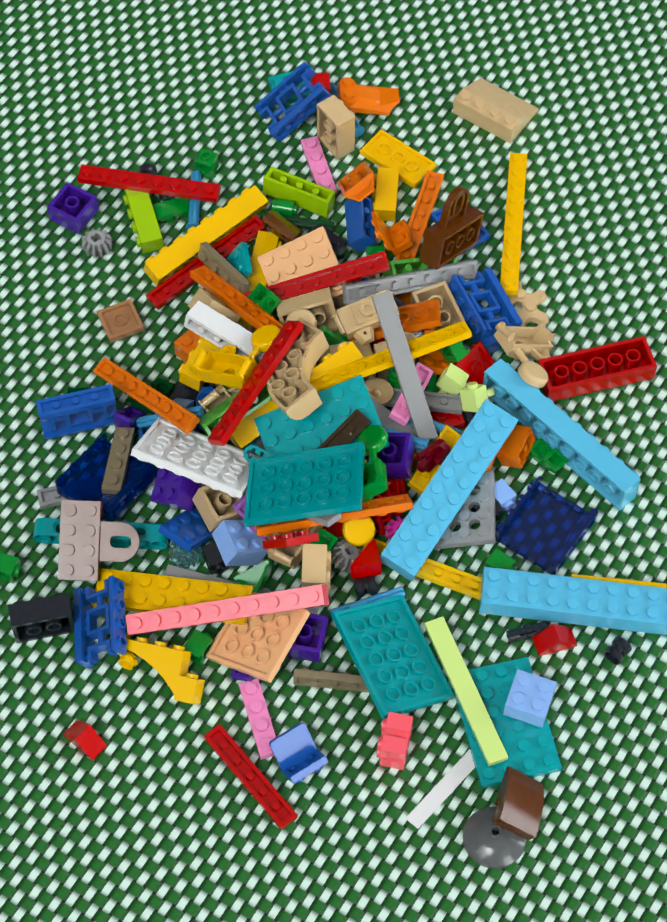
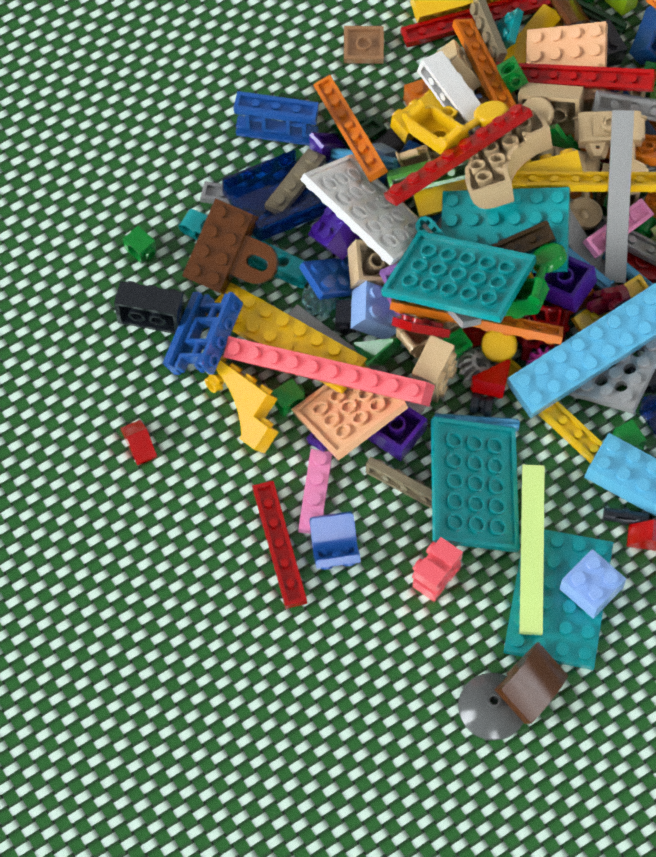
camera: 25 degrees right, 5 degrees up
(441, 790) = (462, 638): white sticker -> none

